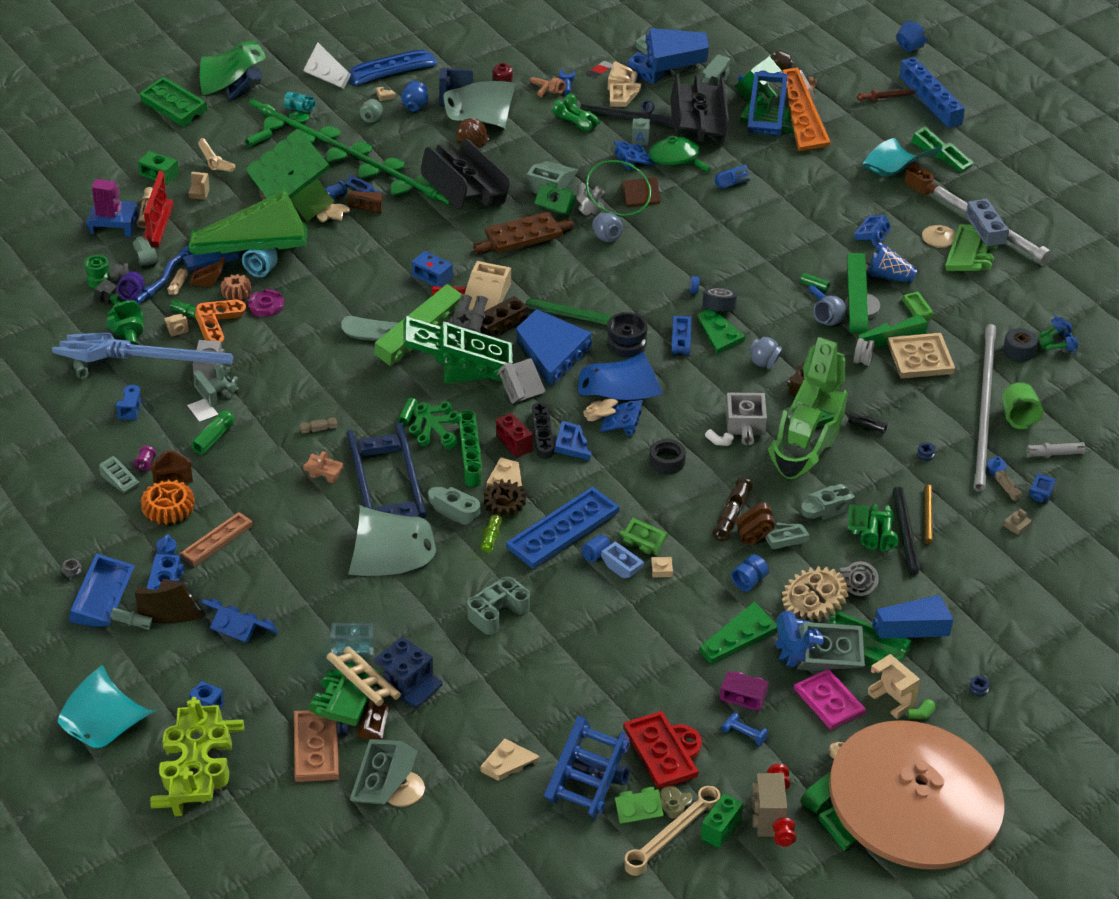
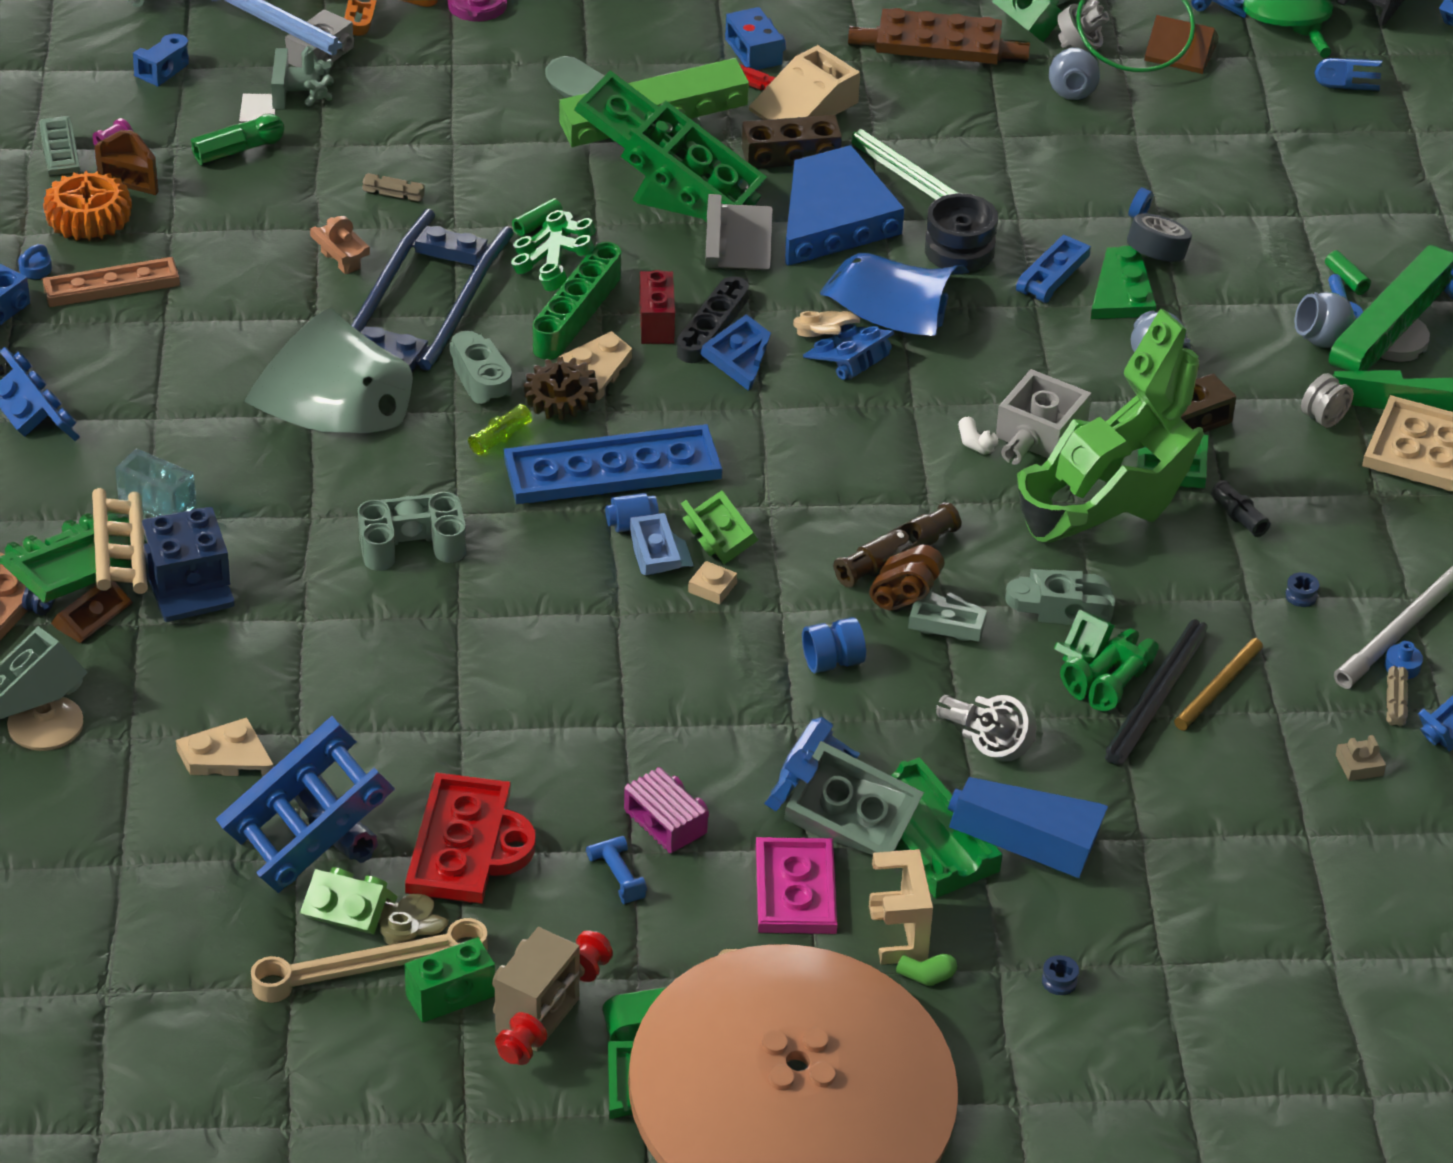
camera: 30 degrees right, 0 degrees up
(470, 319) = (733, 115): dark grey pin -> none
(667, 466) = (867, 445): black tyre -> none
(741, 632) = (740, 728): green wing -> none
(823, 584) = (932, 712): tan gear -> none

